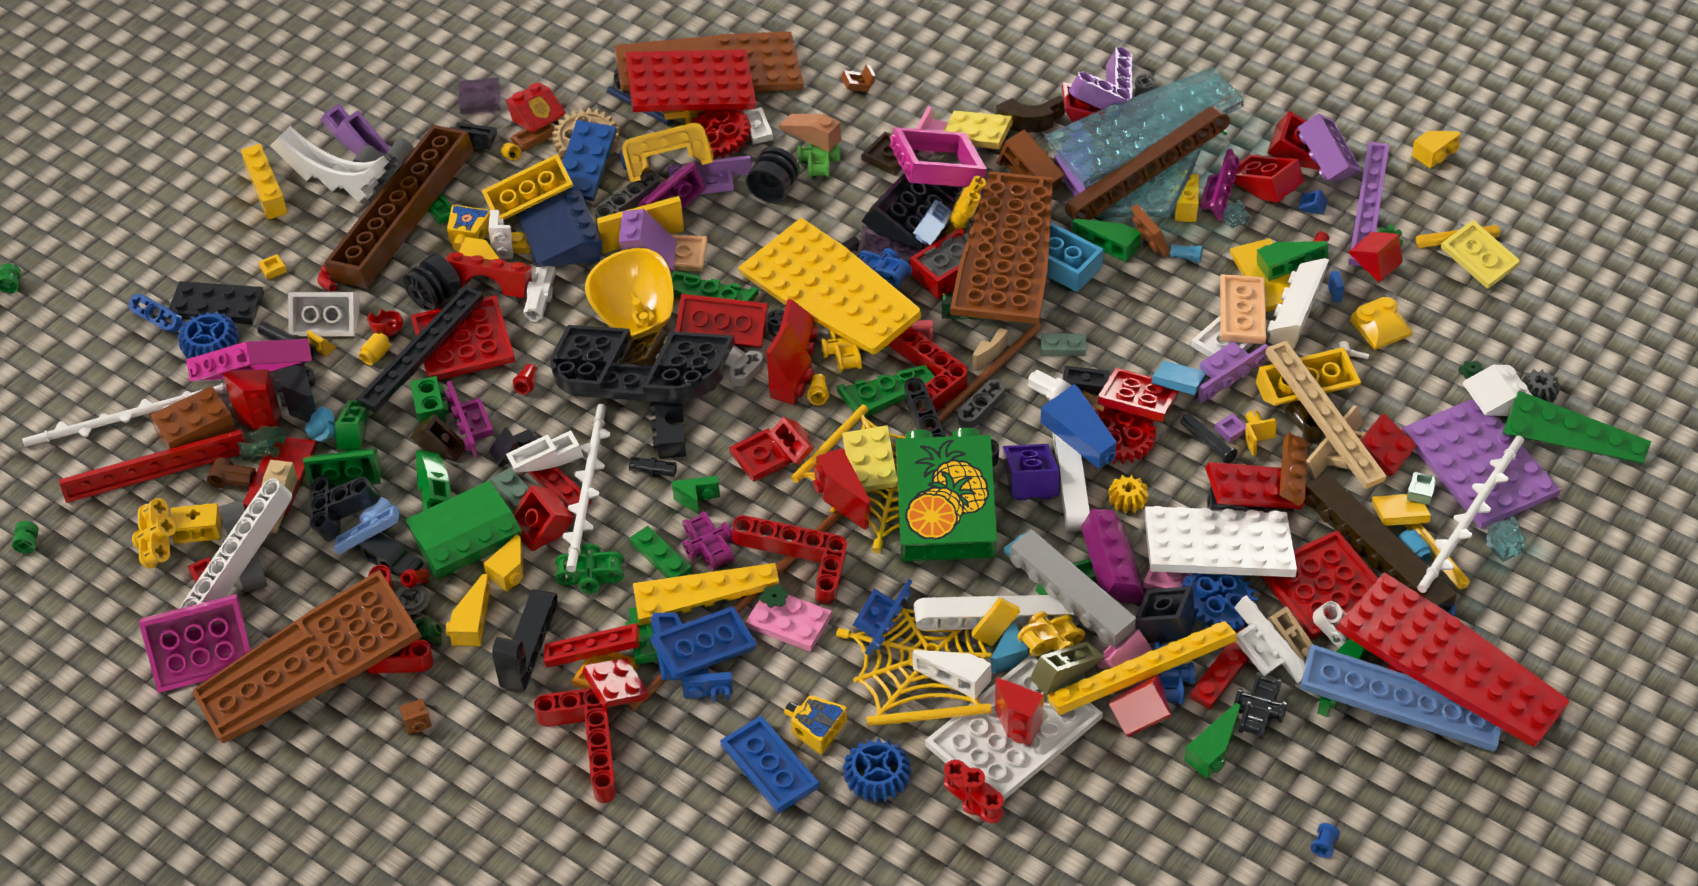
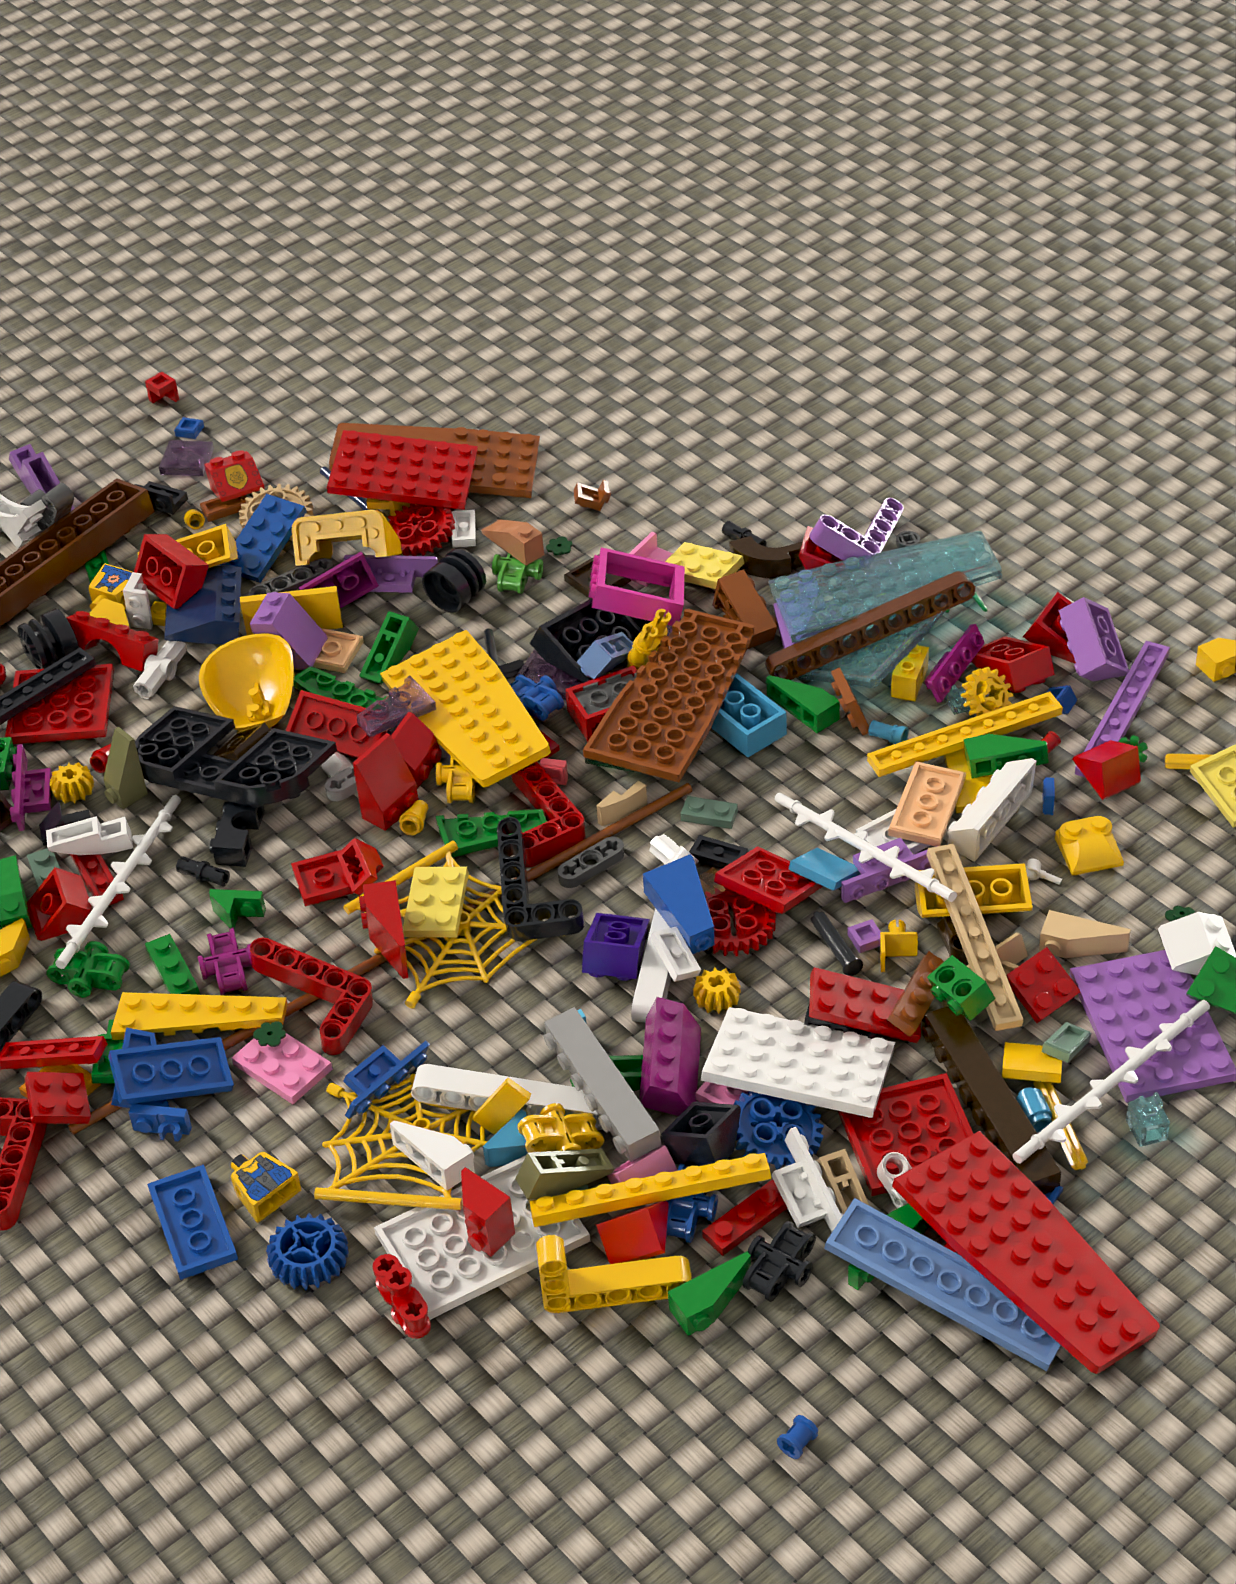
camera: 15 degrees right, 5 degrees down
(432, 31) = (161, 386): none -> red panel
(470, 67) = (189, 428): none -> blue tile
(505, 407) = (71, 783): none -> yellow gear
(522, 202) = (170, 569): none -> red slope
(554, 390) = (123, 771): none -> olive slope
(736, 243) = (390, 646): none -> green slope
(773, 296) = (390, 711): none -> wing
(821, 225) = (490, 645): none -> black bar
(848, 129) = (559, 546): none -> dark green plant
(946, 496) = (497, 955): brick -> none
(998, 96) = (736, 532): none -> black pin
(1088, 470) = (675, 954): none -> white plate
(1106, 758) = (604, 1284): none -> yellow beam
(1214, 357) = (868, 850): none -> white plant
(1247, 246) = (951, 737): none -> yellow plate
(1258, 208) = (982, 683): none -> yellow gear
(1331, 457) = (960, 988): none -> green brick
(1402, 400) = (1080, 937): none -> tan slope

